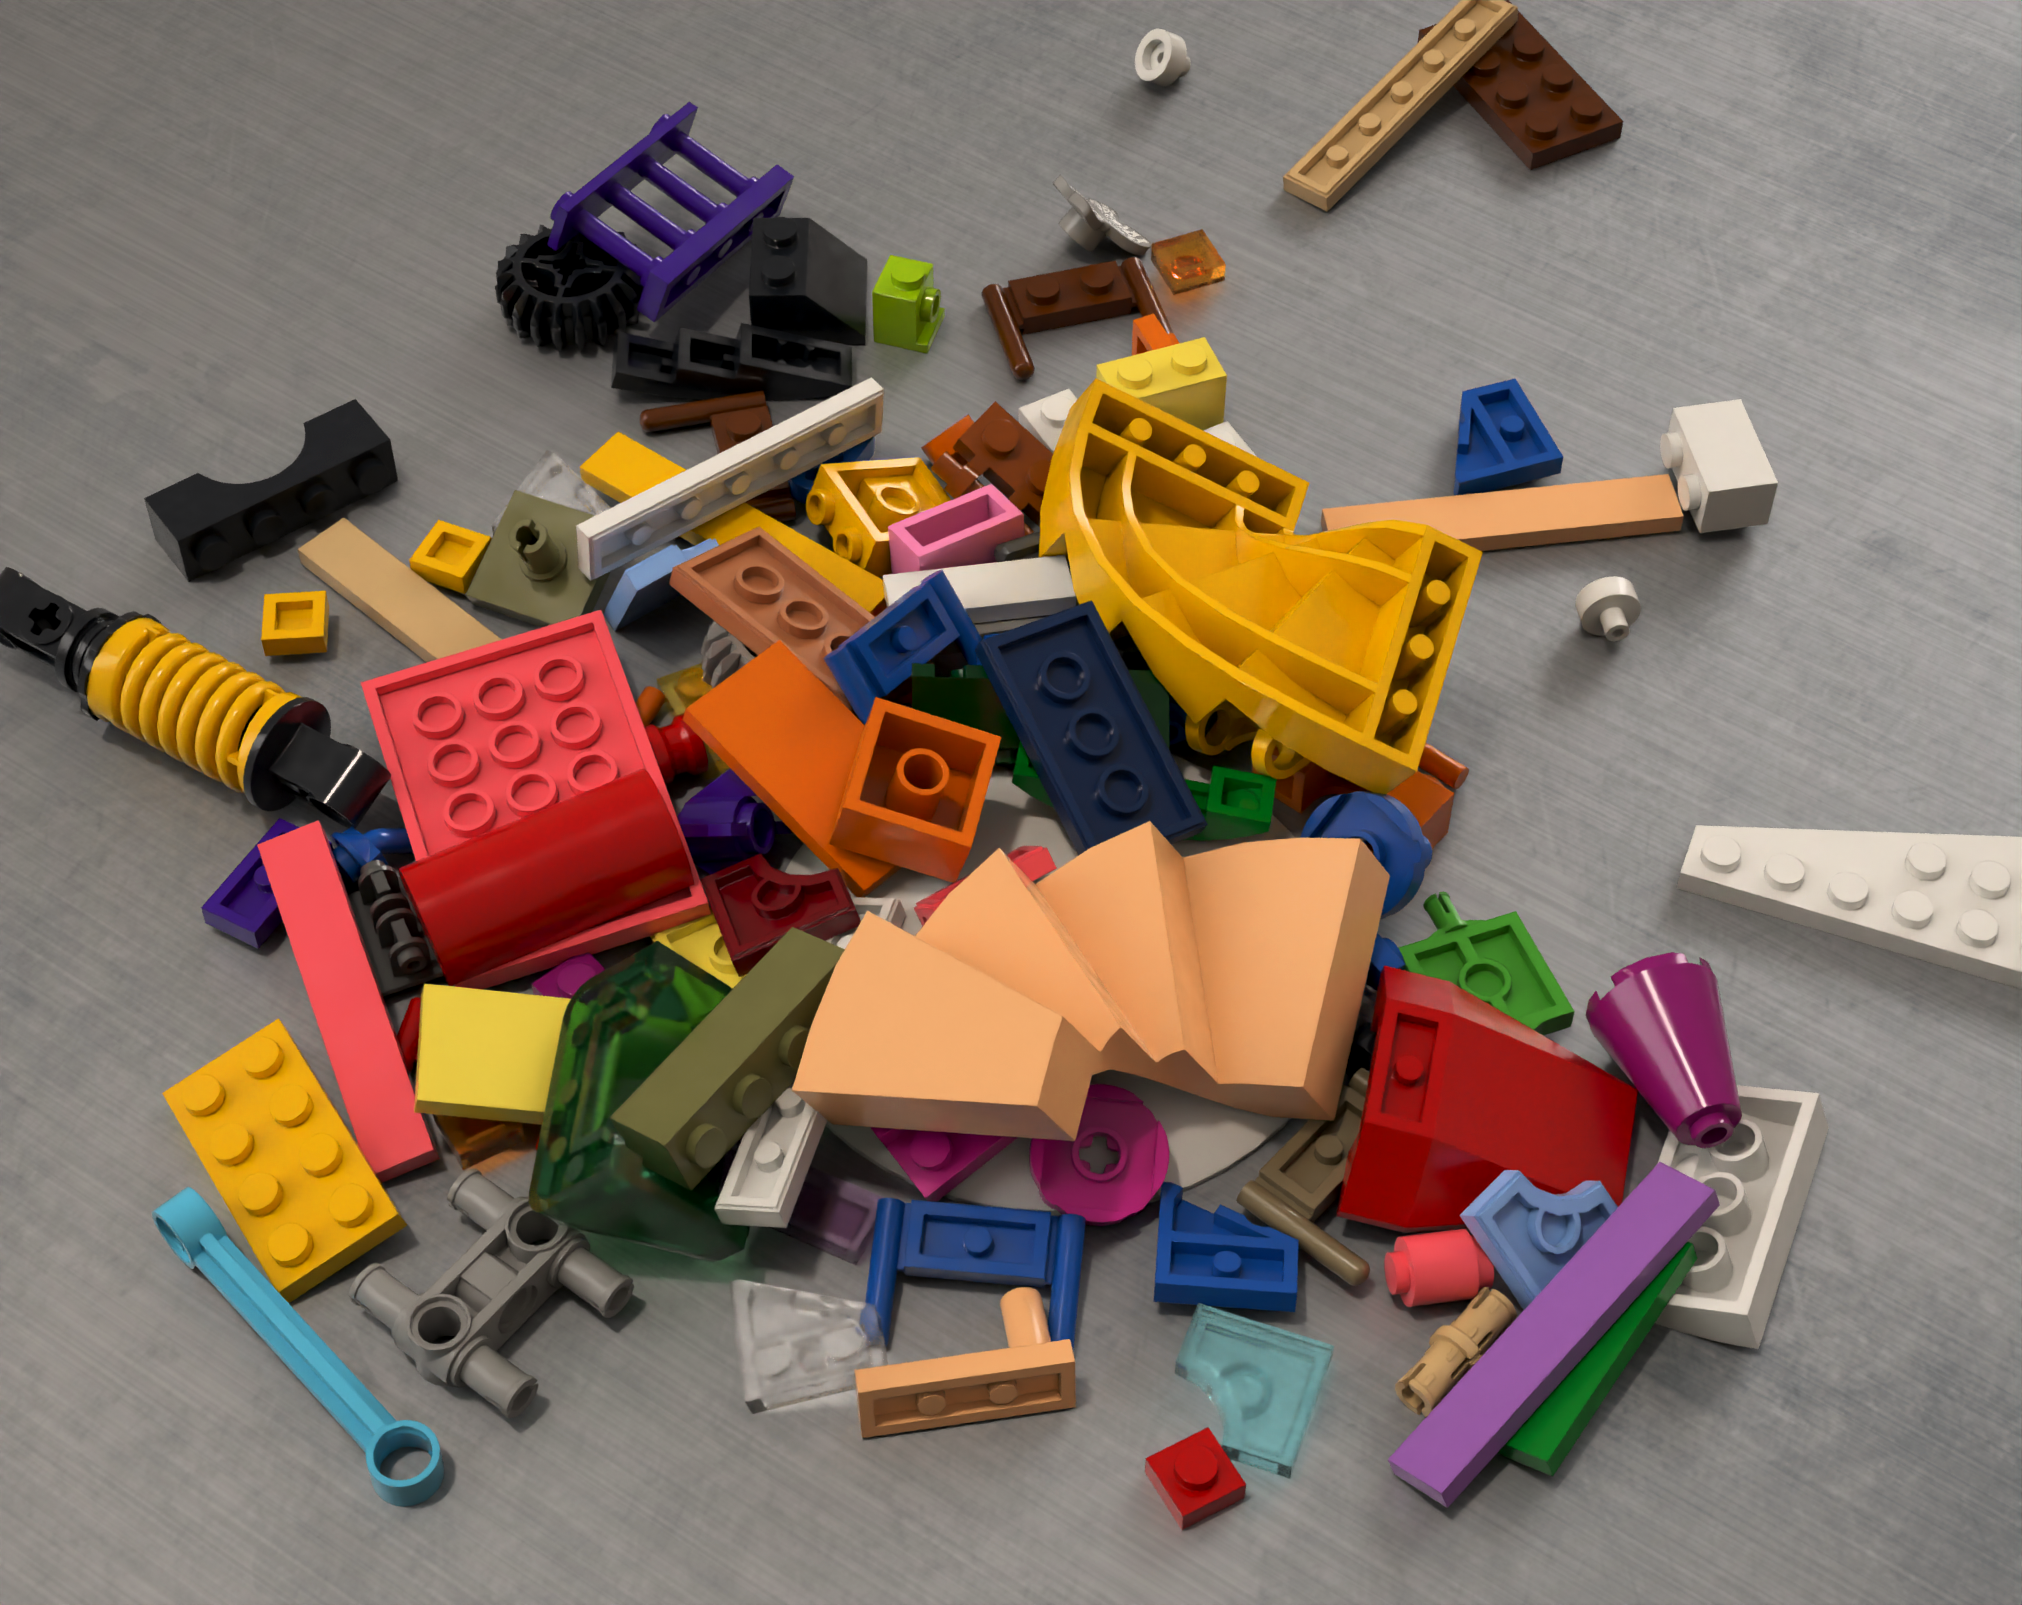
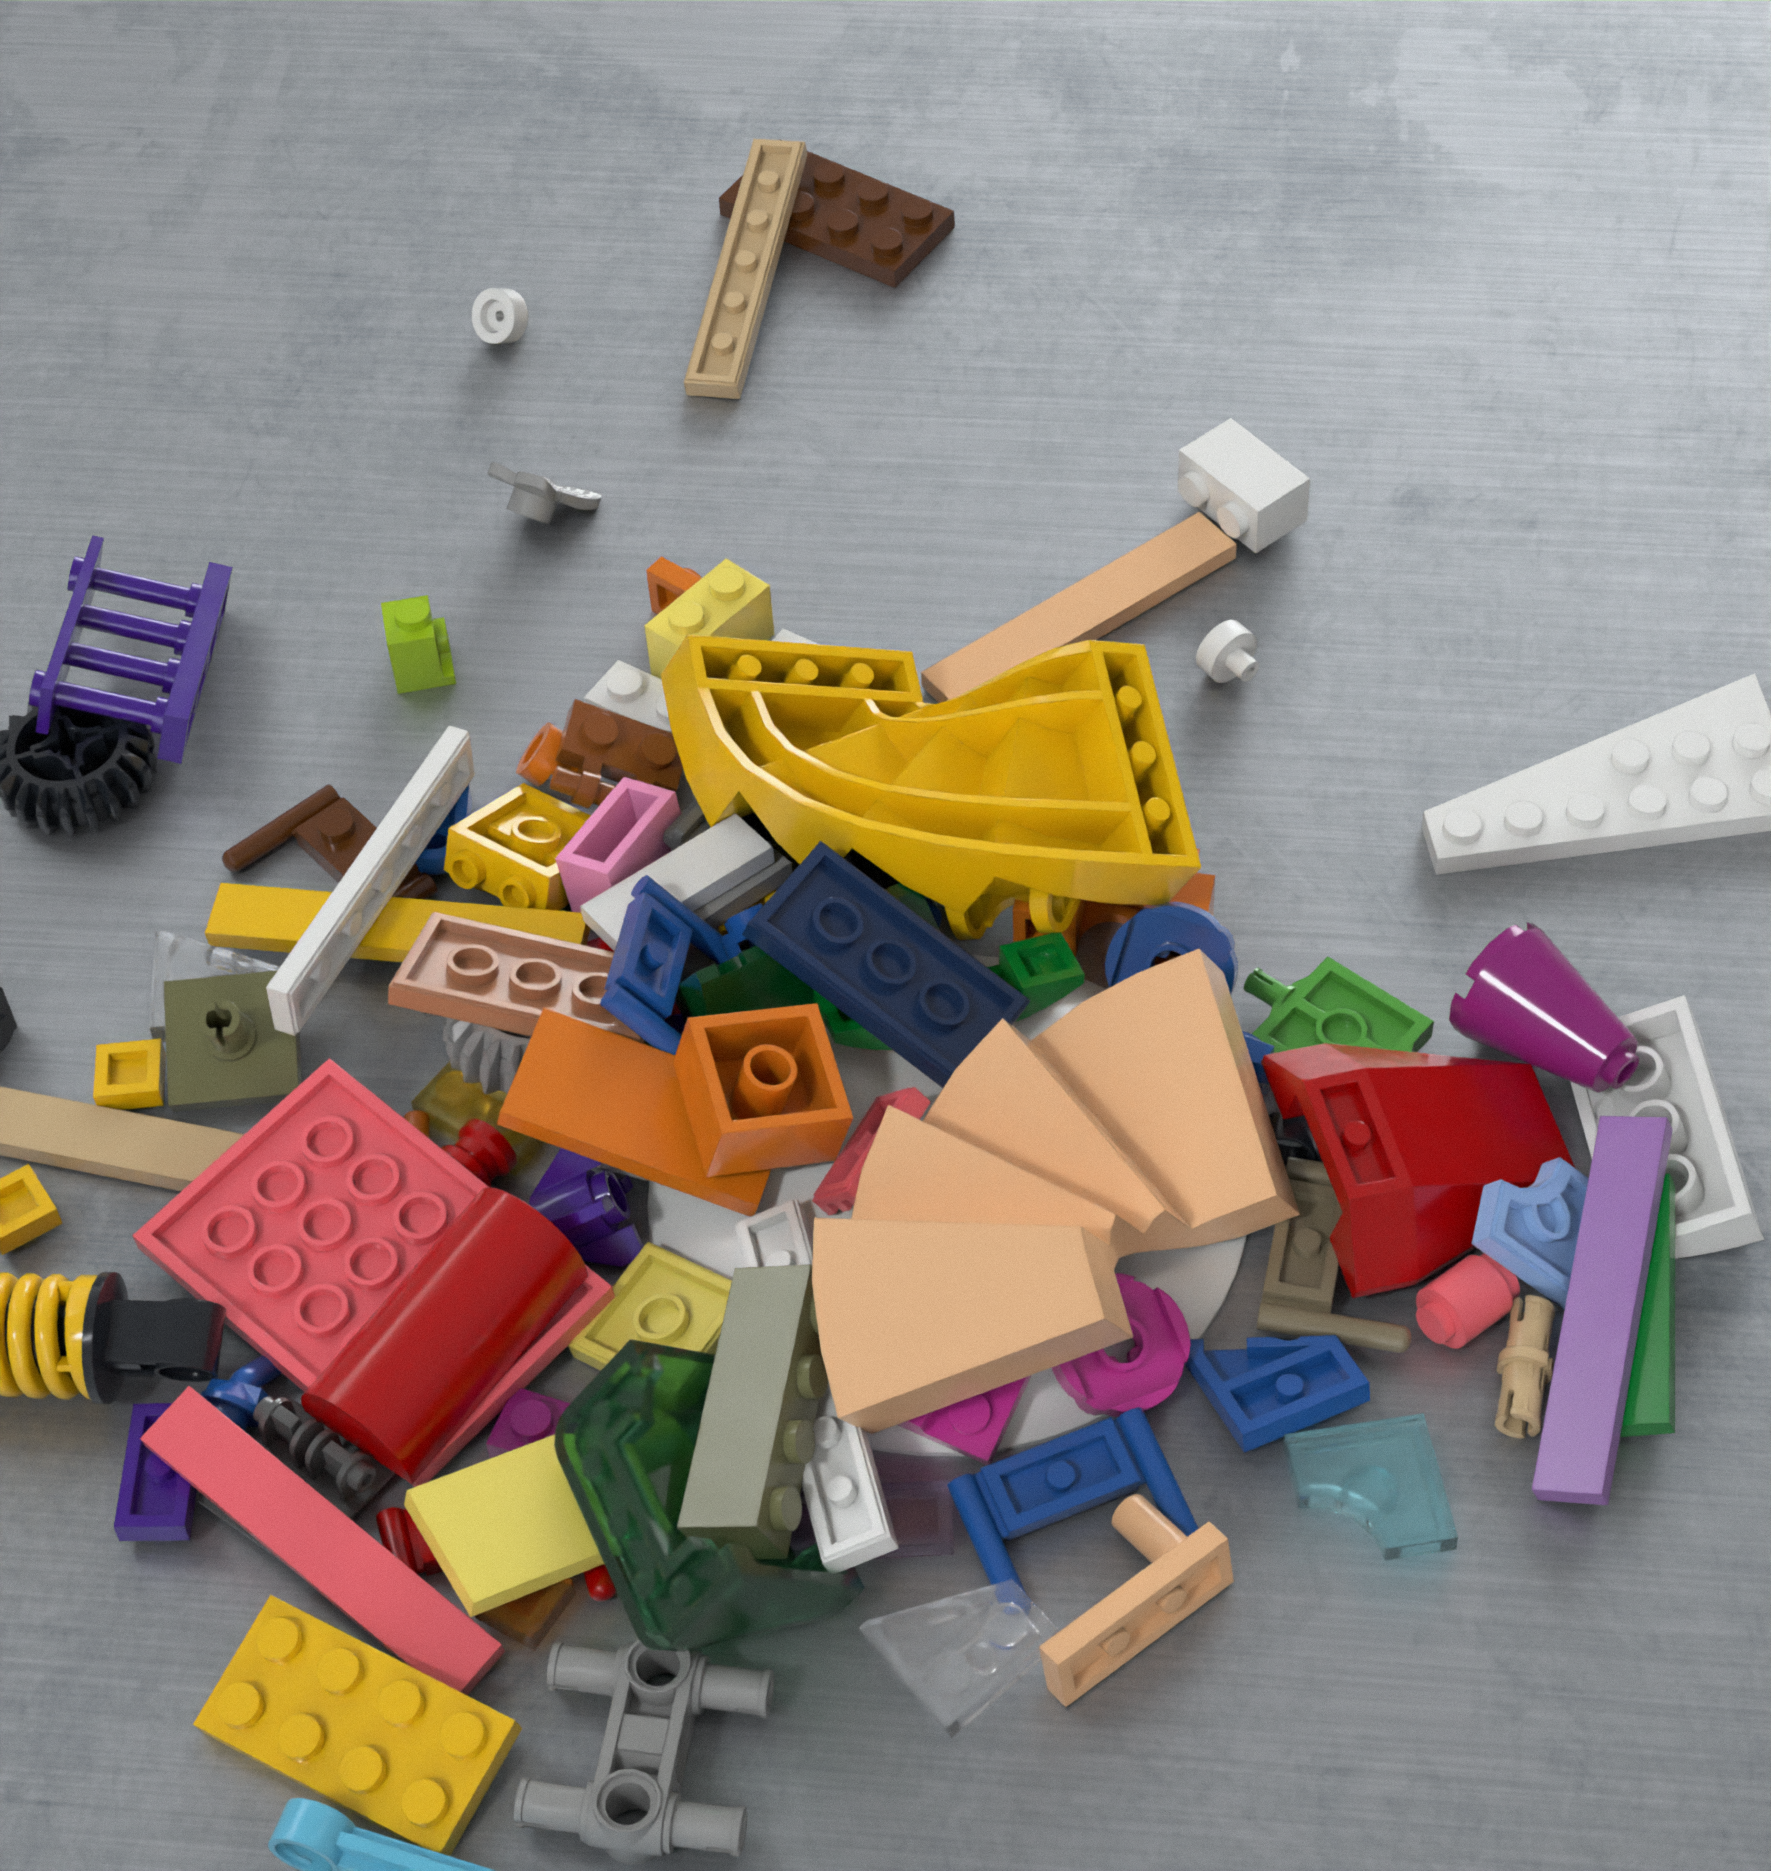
camera: 25 degrees left, 0 degrees up
(647, 584) = (360, 1006): light blue tile -> none
(721, 366) = (275, 778): black slope -> none
(761, 904) = (685, 1267): dark red tile -> none
(807, 281) = (303, 668): black slope -> none
(1067, 300) = (558, 578): reddish brown plate -> none
(1188, 262) = (650, 496): clear orange plate -> none
(1195, 1478) = (1379, 1590): red plate -> none
(1501, 440) = (1036, 543): blue wing -> none

